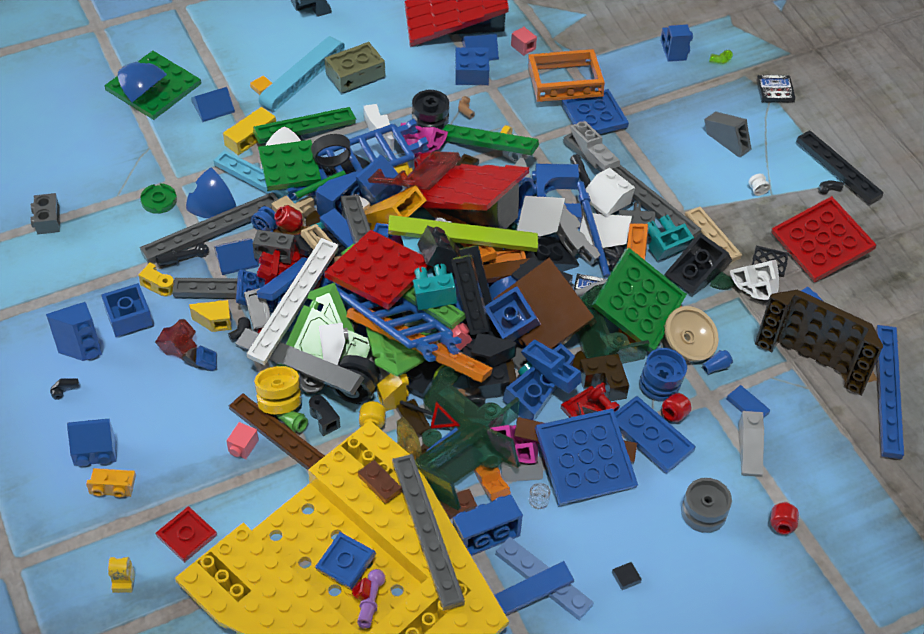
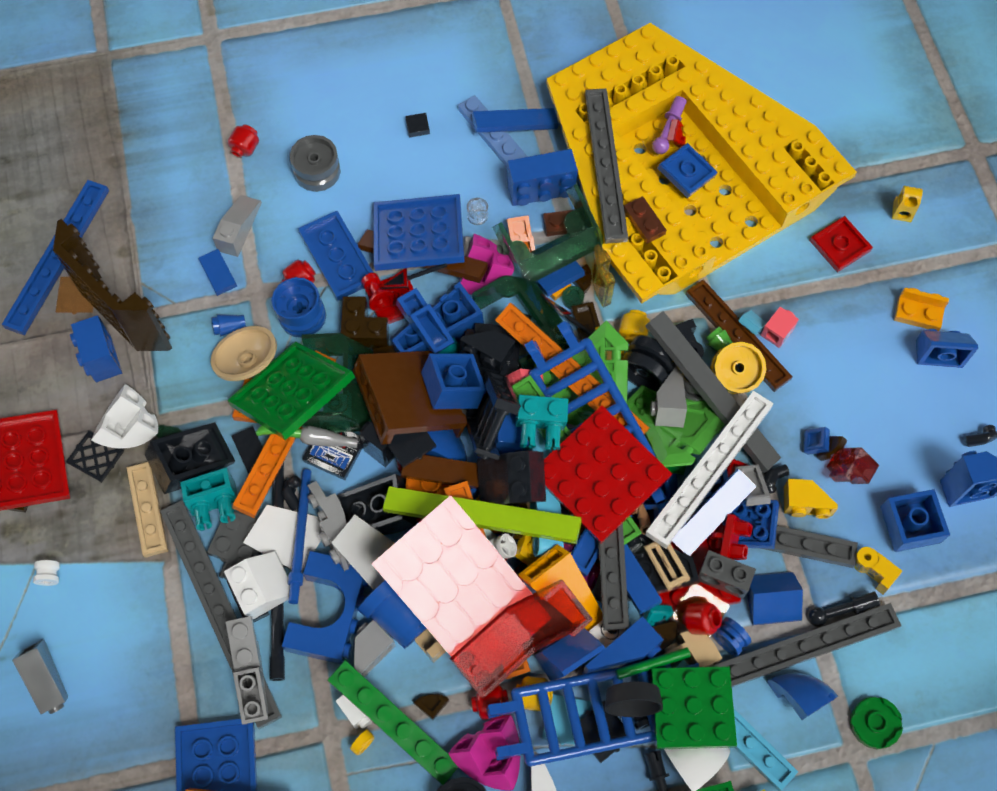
camera: 165 degrees left, 15 degrees up
(266, 441) = (752, 322): none -> medium azure tile

